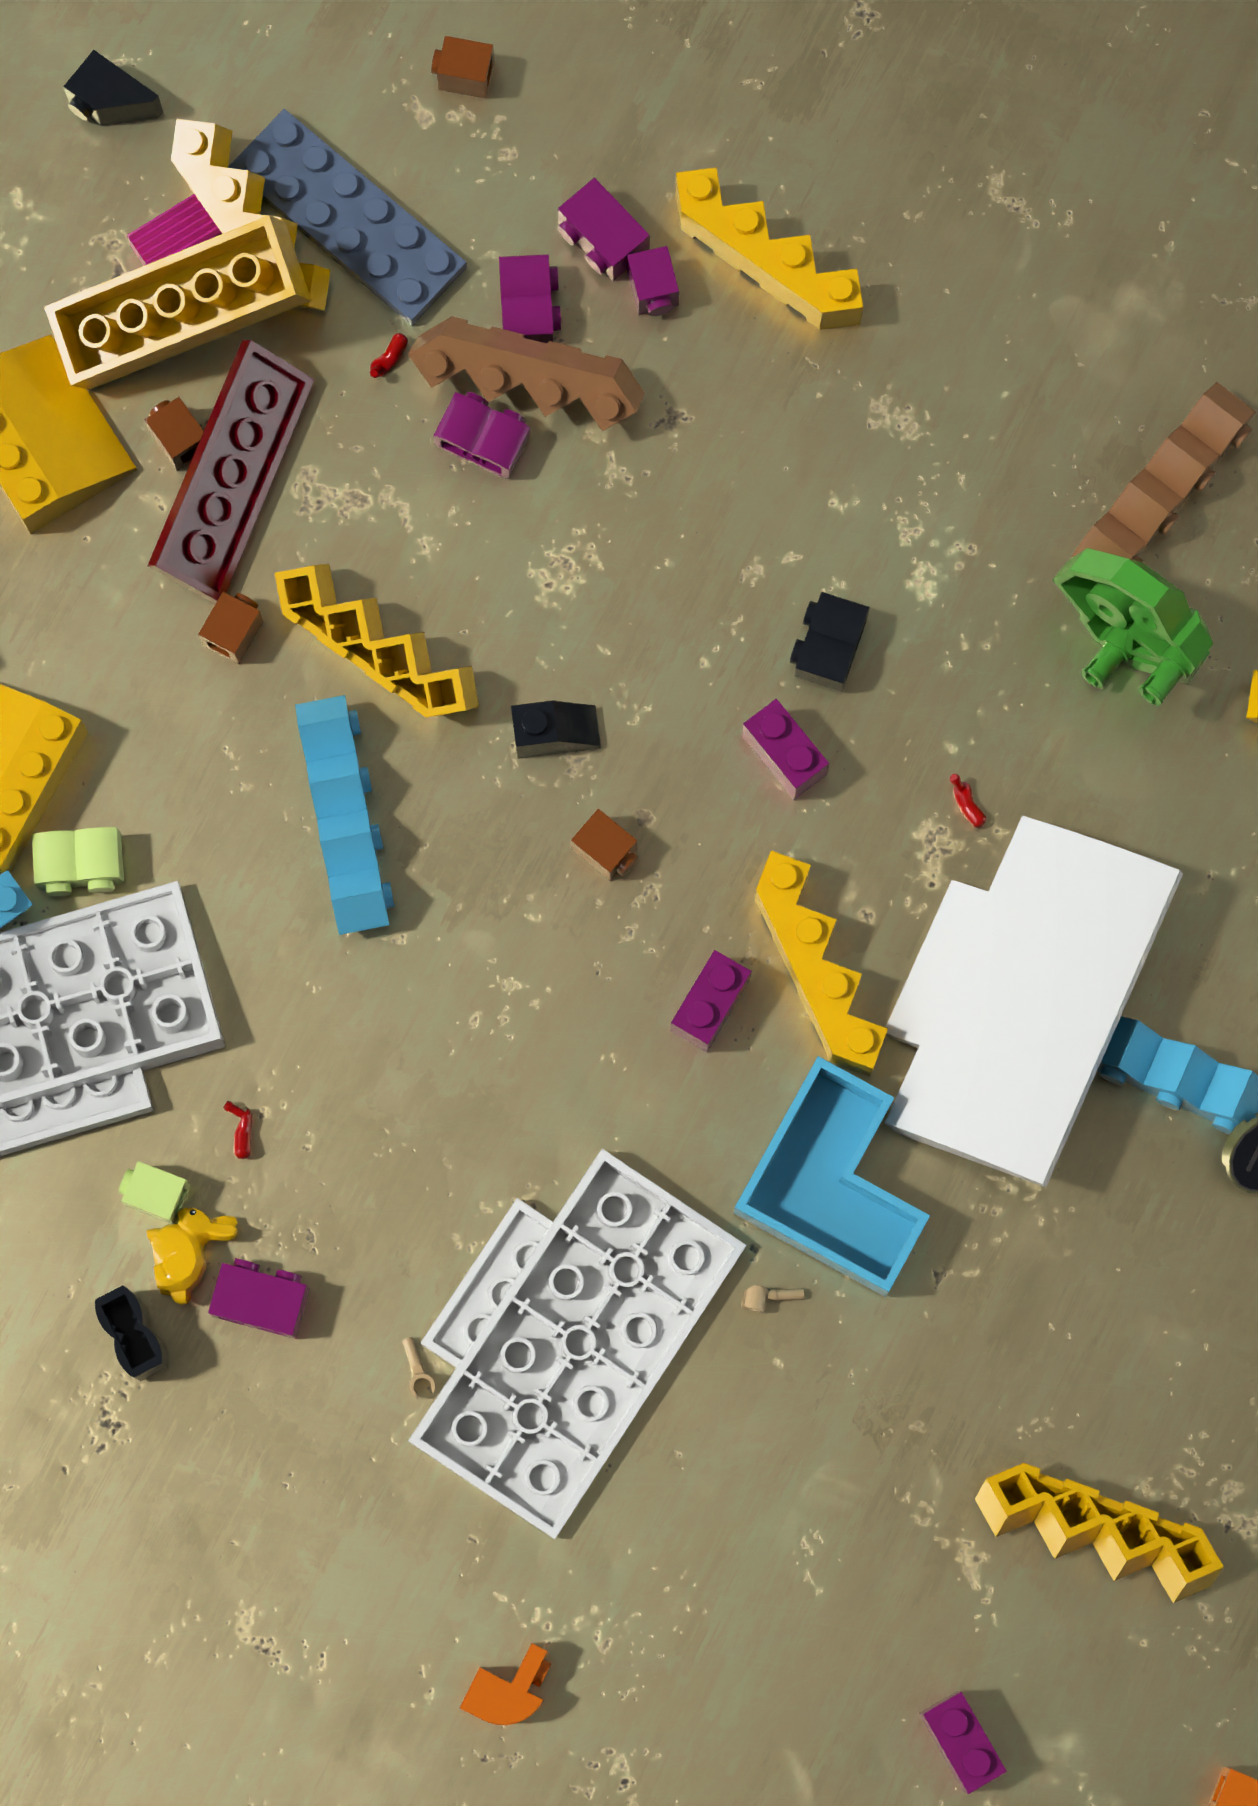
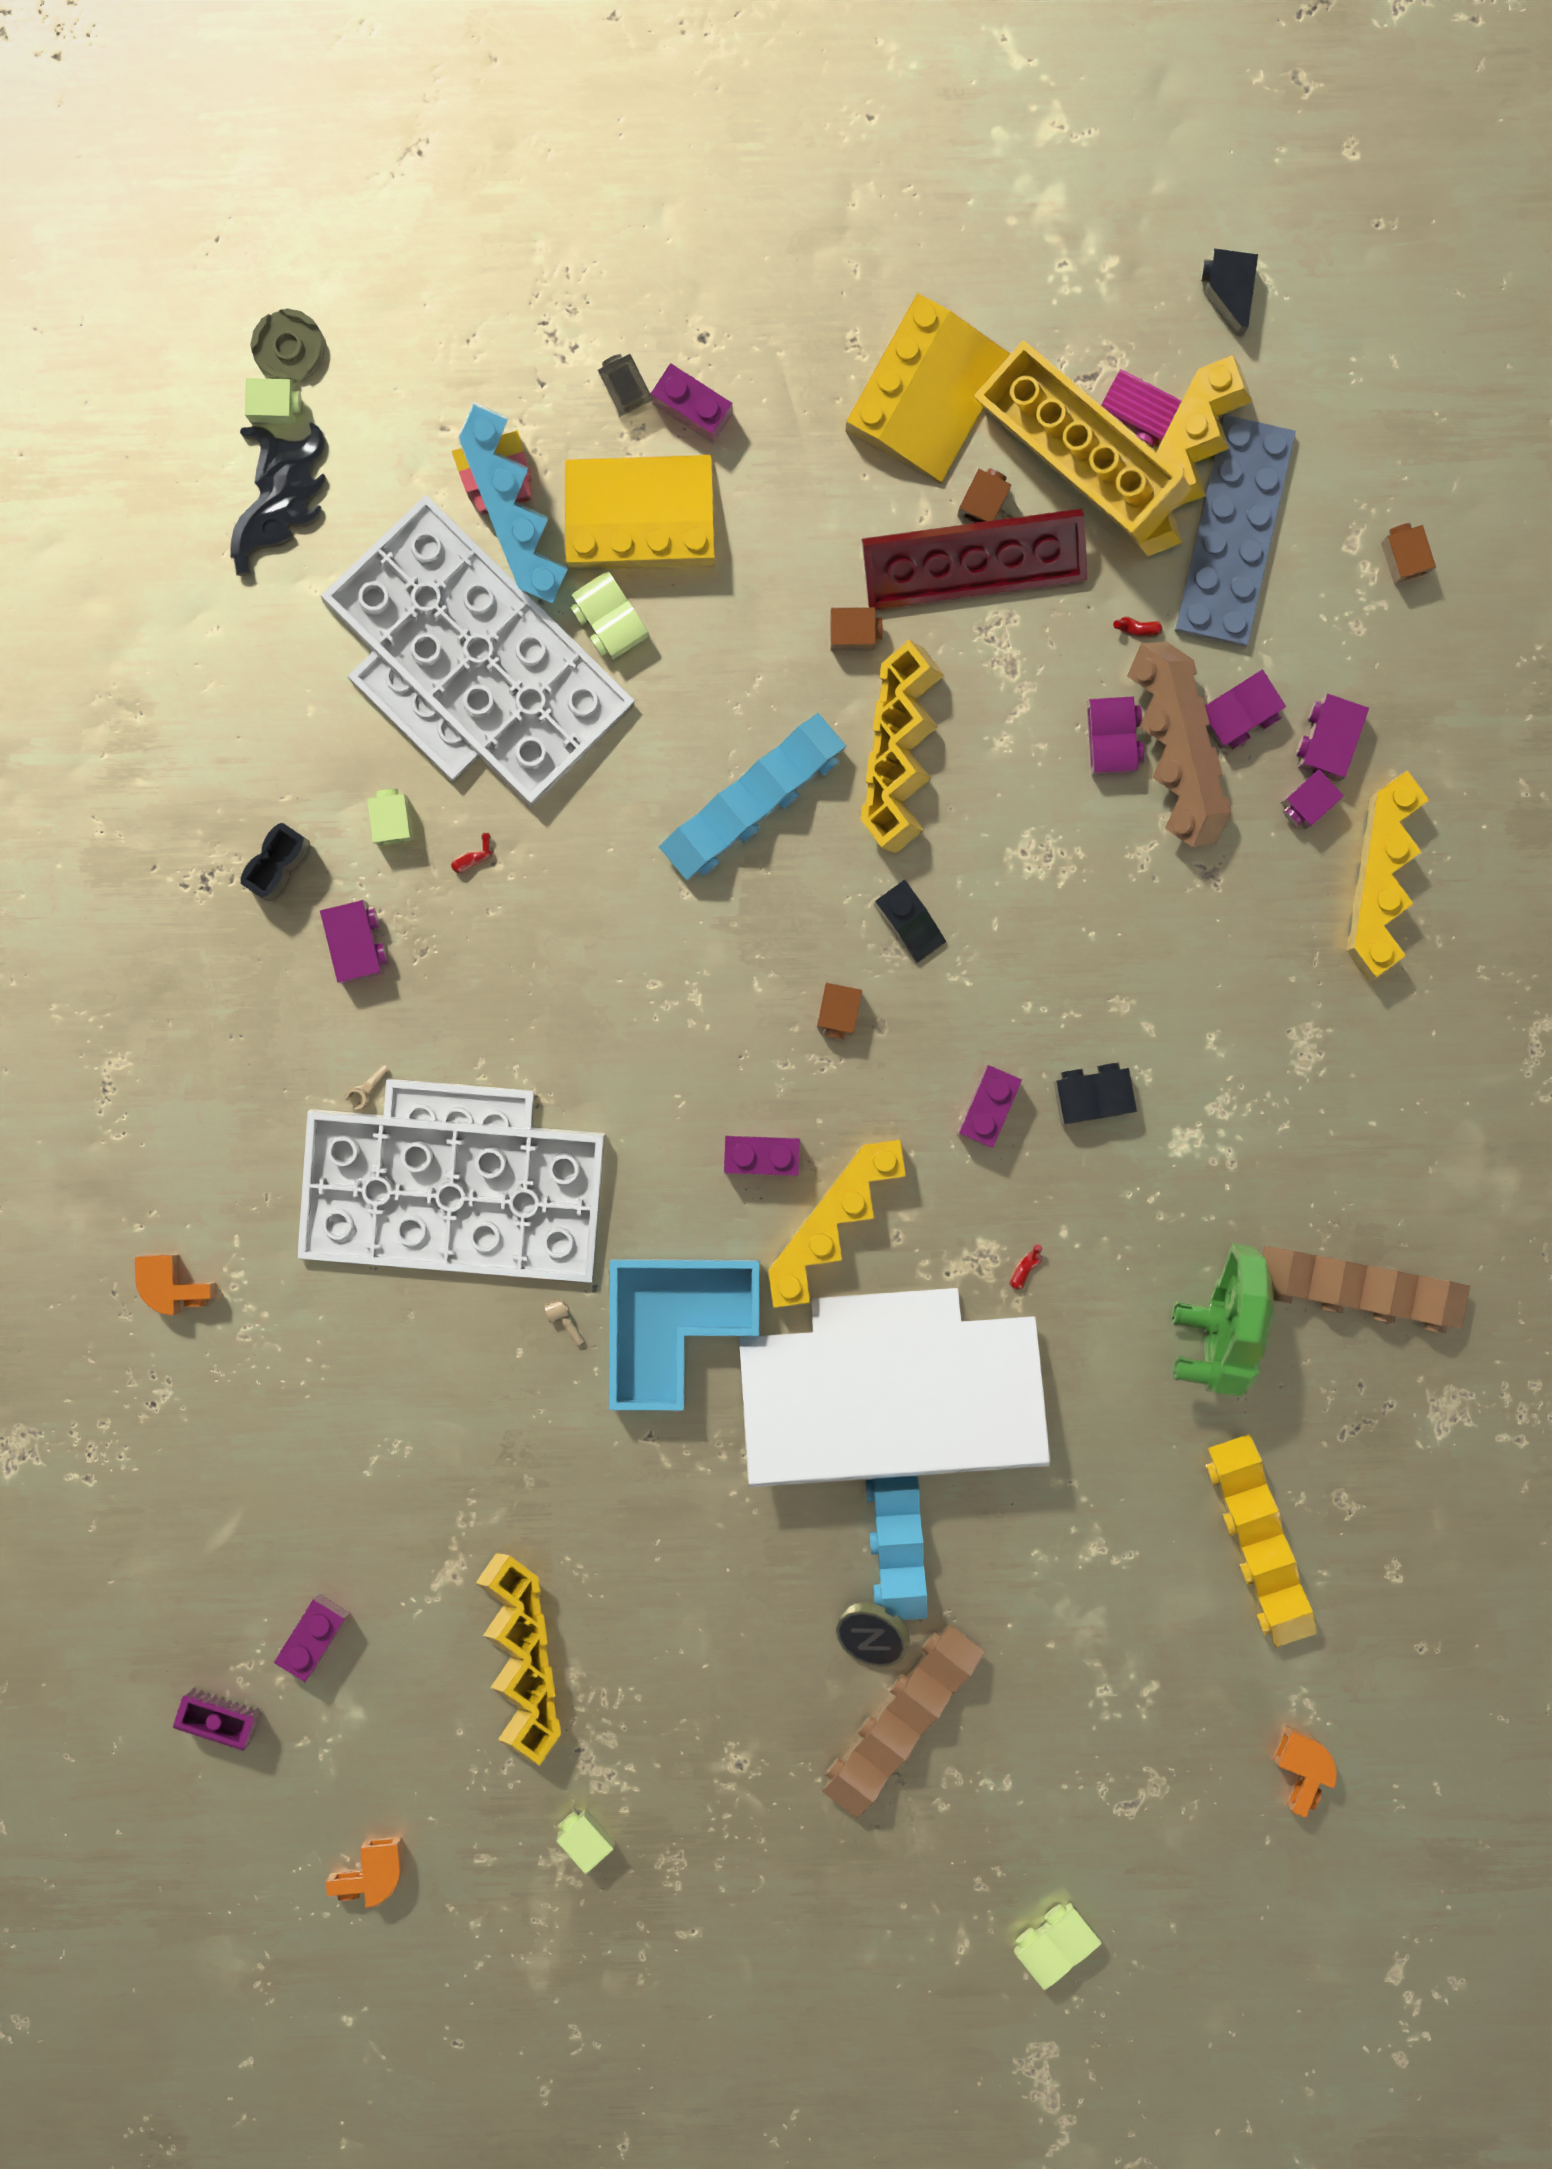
camera: 60 degrees right, 10 degrees up
(181, 1251) = (357, 863): yellow animal -> none

